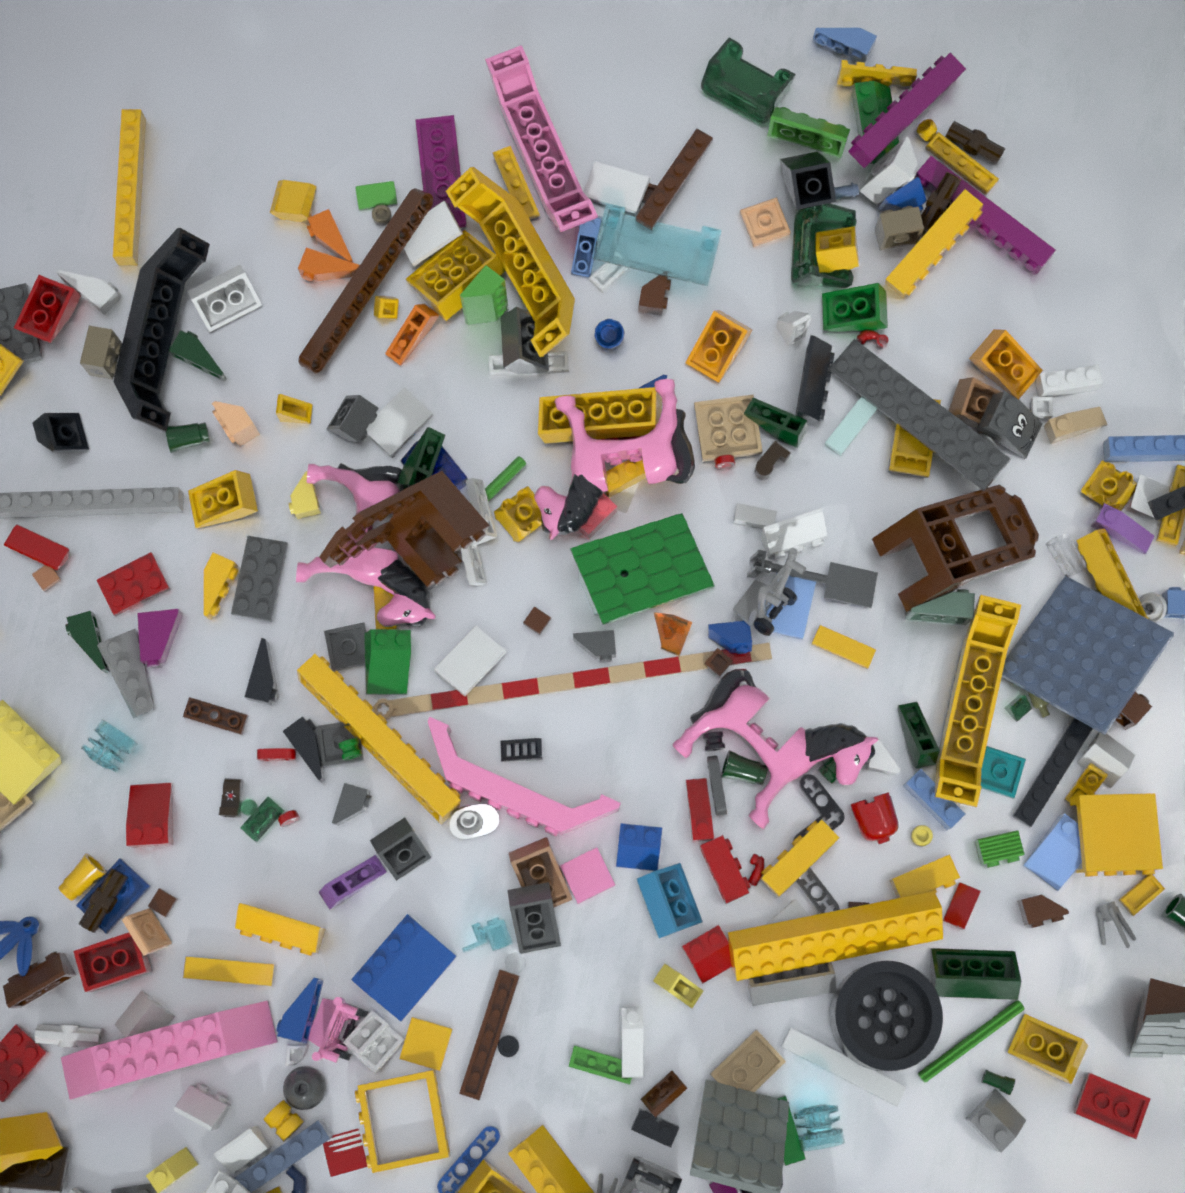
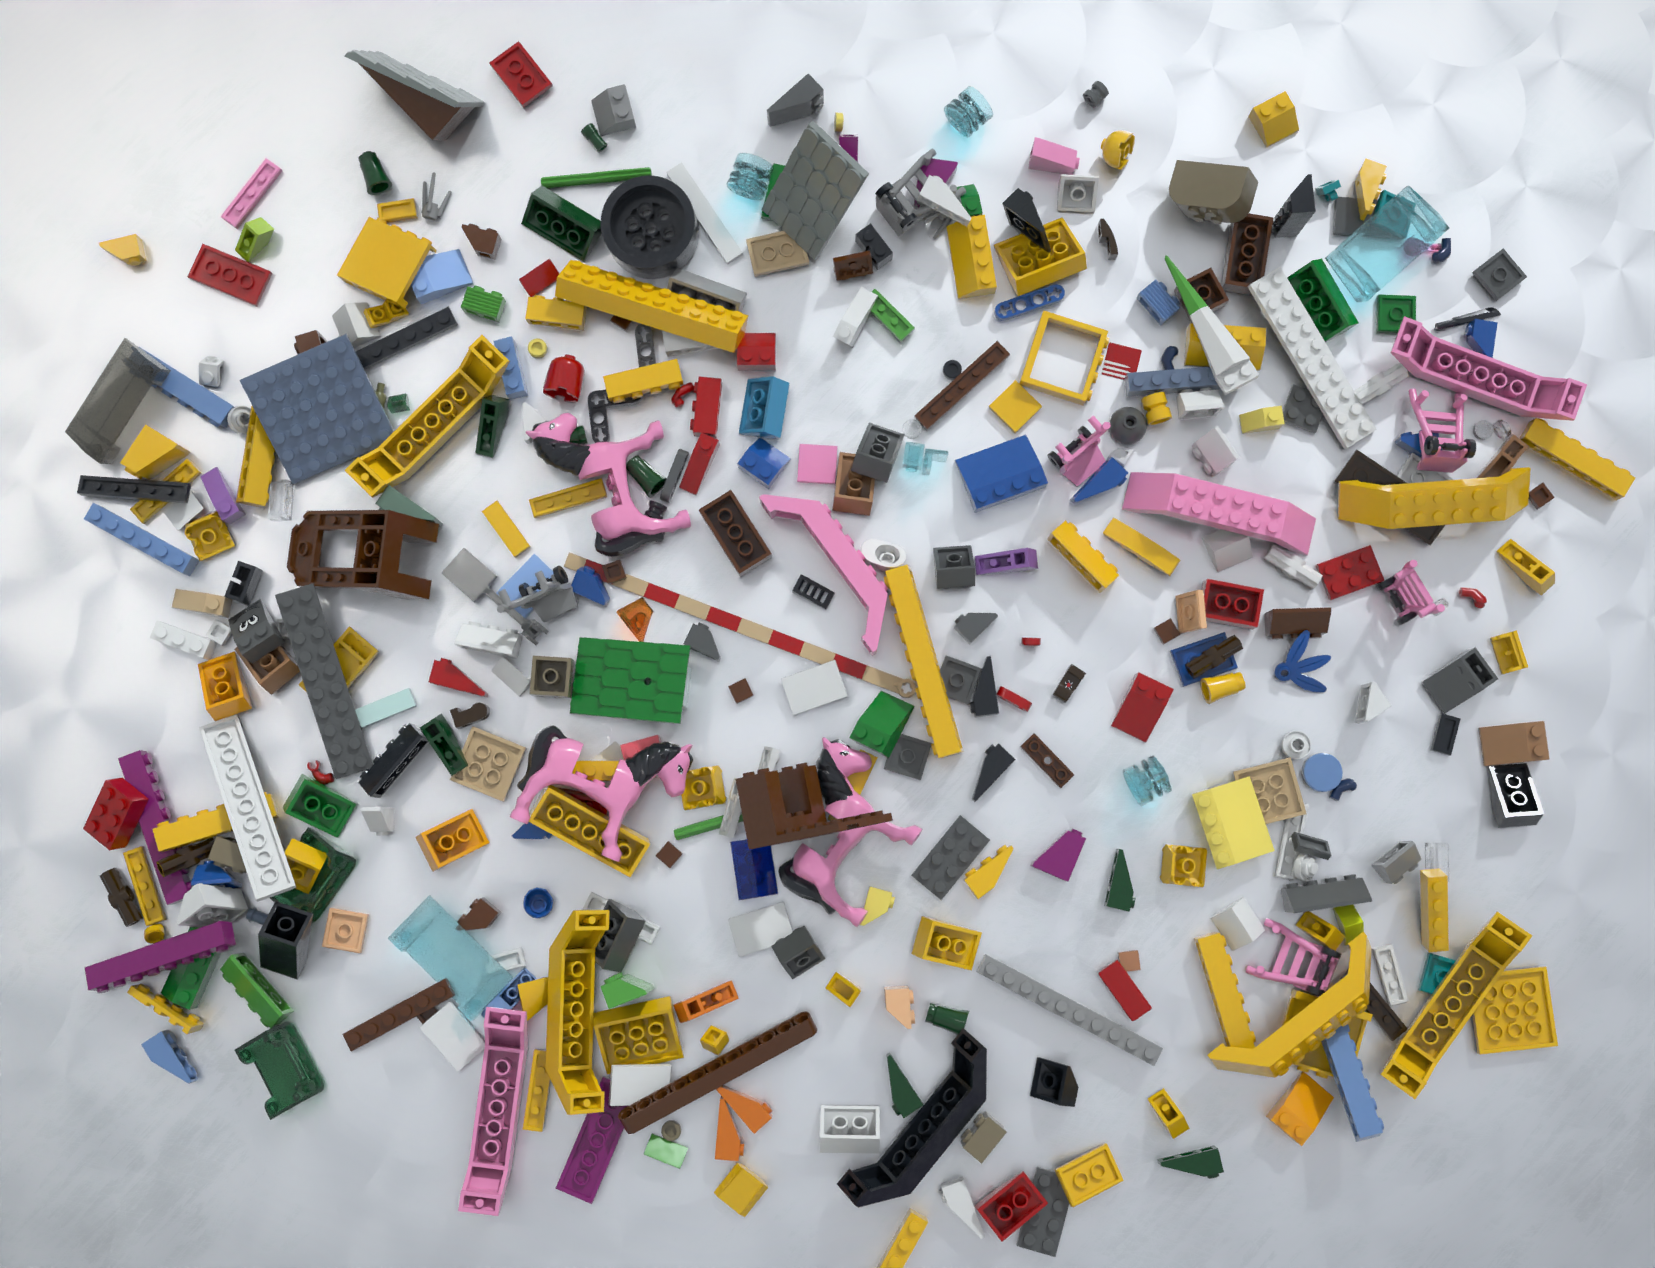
camera: 150 degrees left, 5 degrees up
(37, 689) = (1183, 865): none -> yellow slope
(124, 663) = (1099, 848): light grey wing -> none
(133, 584) = (1059, 913): red plate -> none
(261, 817) = (1052, 654): clear green plate -> none
(350, 749) = (951, 667): green wheel -> none
(373, 1041) = (1055, 428): white slope -> none
(422, 458) = (761, 873): dark green slope -> none
(518, 440) = (669, 854): none -> reddish brown tile
(566, 255) = (533, 996): none -> yellow slope
(625, 761) = (735, 533): none -> reddish brown brick
(678, 985) = (795, 340): light yellow slope -> none
(716, 533) = (551, 676): none -> dark tan brick
(724, 462) = (509, 736): red tile -> none
(804, 708) = (568, 498): none -> yellow tile
(805, 484) = (450, 676): none -> red slope
(914, 268) = (247, 808): none -> white plate
(1001, 772) = (443, 360): teal tile -> none
(1025, 202) = (115, 813): none -> red brick
(1045, 452) = (249, 577): none -> black piece
(1048, 1048) = (542, 140): yellow slope -> none

